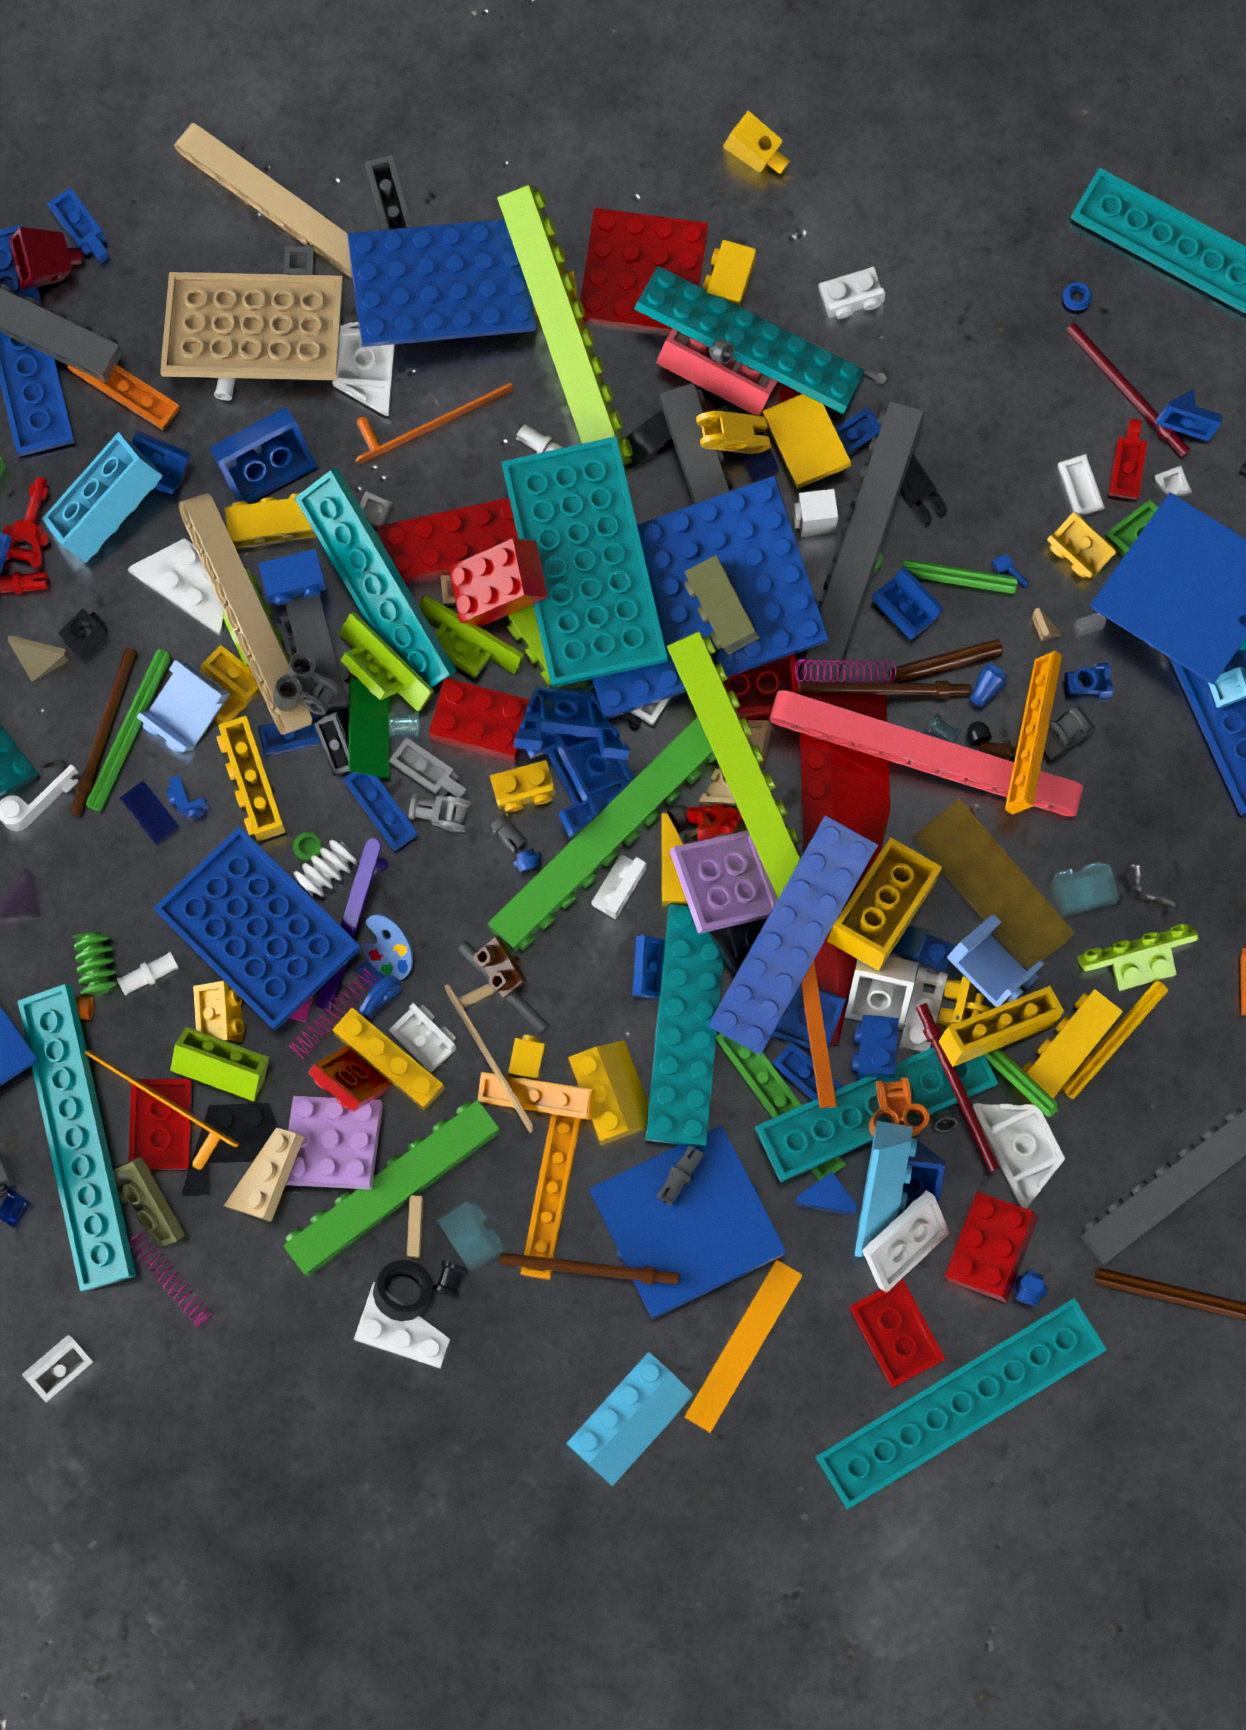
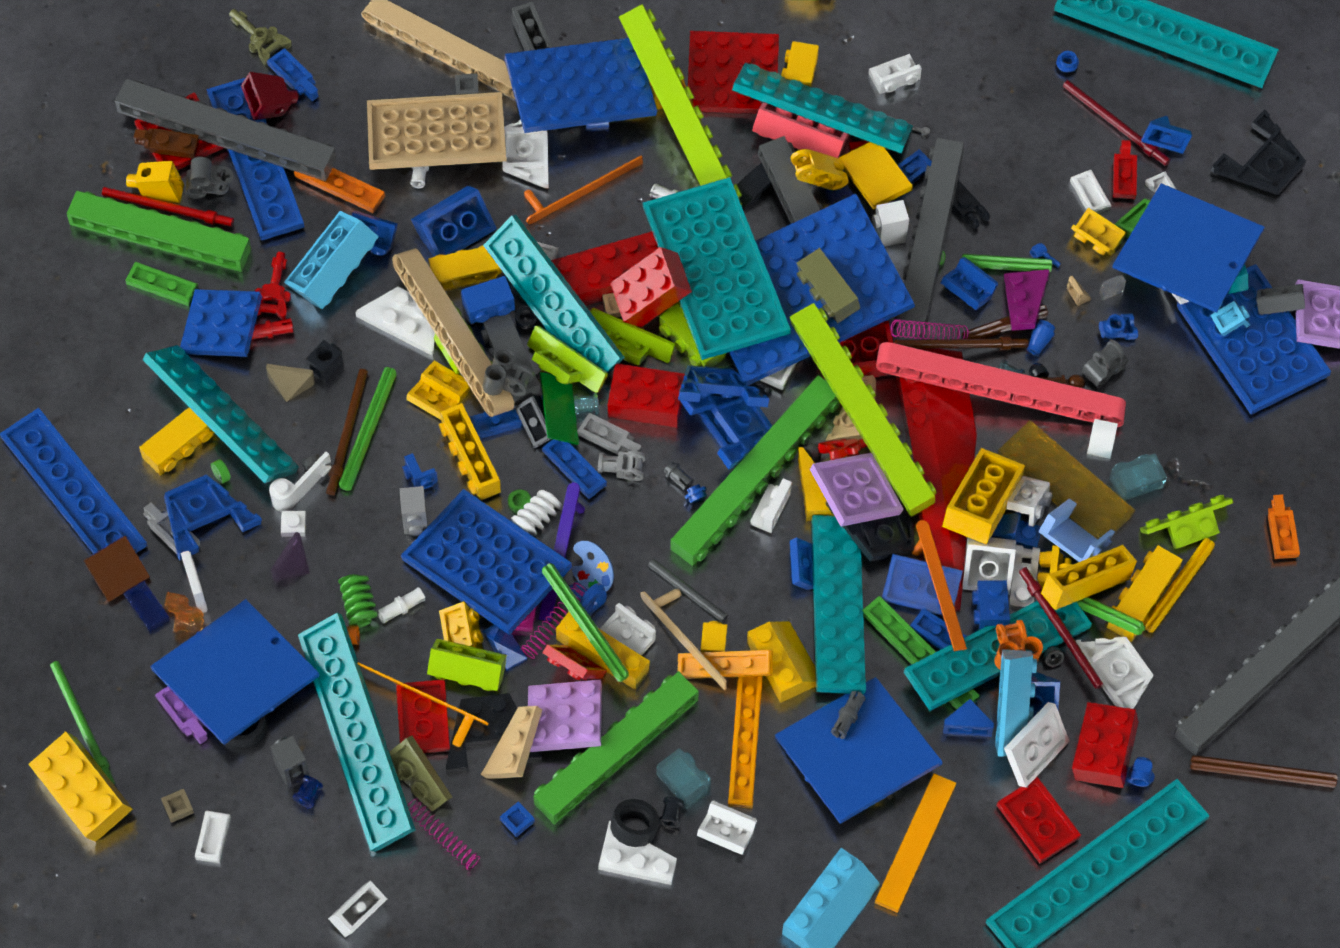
camera: 10 degrees left, 15 degrees down
(25, 850) = (293, 522): none -> white plate
(42, 166) = (261, 37): none -> olive piece
(149, 812) = (386, 485): clear blue tile -> none
(173, 853) = (413, 510): none -> light grey brick
(184, 707) = (412, 405): light blue panel -> none
(261, 1268) = (517, 819): none -> blue plate
(270, 1042) = (504, 644): none -> blue slope
(331, 574) = (520, 308): none -> black piece
(367, 1029) = (585, 622): none -> bright green axle
(415, 1227) = (638, 773): tan tile -> none
(500, 966) = (684, 571): reddish brown hips -> none
(515, 1307) = (727, 827): none -> white bracket
(523, 786) = (685, 442): yellow bracket -> none
(646, 1275) = (833, 788): reddish brown bar -> none
(722, 351) = (803, 112): dark grey hinge -> none
(792, 934) = (915, 521): blue plate -> none
(943, 909) = (1030, 498): none -> white bracket
(975, 627) = (1024, 297): none -> magenta wing
(1033, 732) = (1082, 362): light orange tile -> none
(1046, 833) = (1102, 438): none -> white brick

